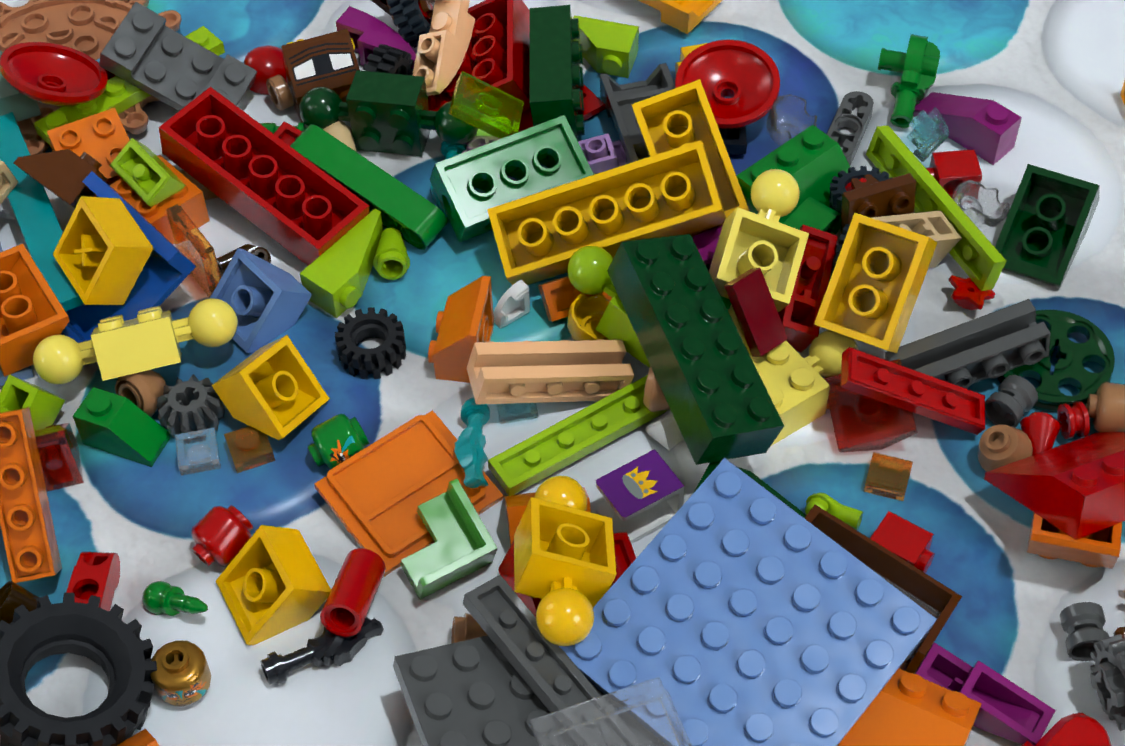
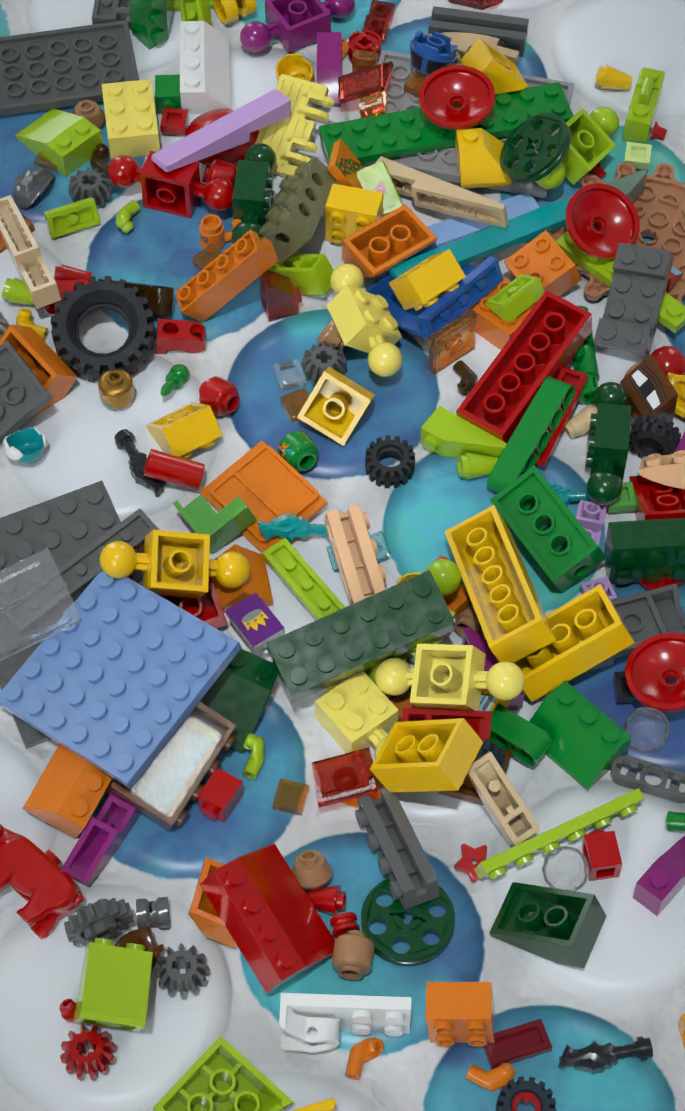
camera: 85 degrees right, 5 degrees up
(61, 173) = (505, 246): reddish brown slope -> none
(119, 427) = (304, 327): green slope -> none
(262, 298) = (420, 389): medium blue slope -> none
(463, 322) = (396, 515): orange slope -> none
(485, 106) = (612, 498): clear neon green tile -> none
(512, 304) = (433, 546): white tile -> none
(756, 312) = (394, 676): dark red tile -> none
(871, 194) = (547, 780): reddish brown plate -> none
(912, 391) = (346, 797): red tile -> none
(927, 133) = (642, 831): clear light blue slope -> none
(1013, 396) = (358, 880): dark grey wheel -> none

